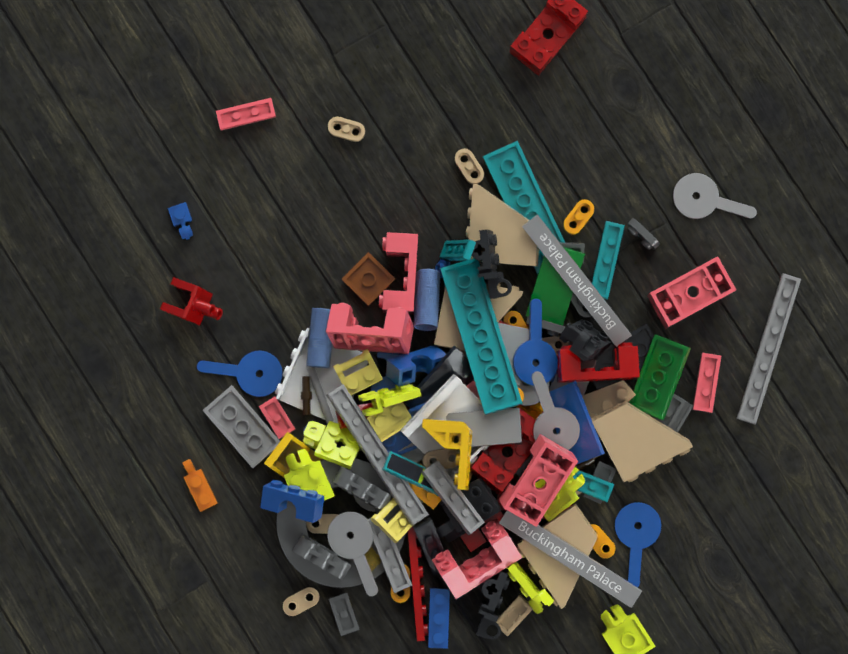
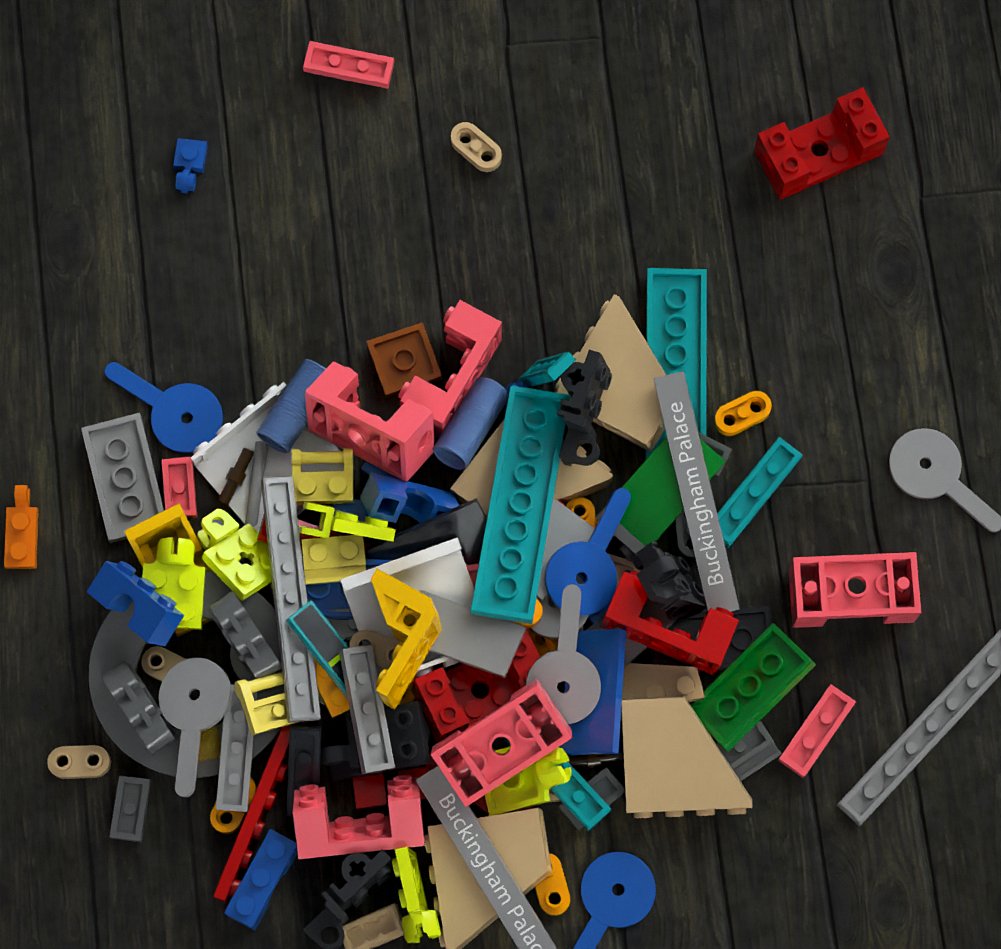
camera: 25 degrees right, 10 degrees down
(197, 305) = (148, 282): red piece -> none
(470, 166) = (622, 275): tan plate -> none
(649, 240) = (827, 489): dark grey plate -> none

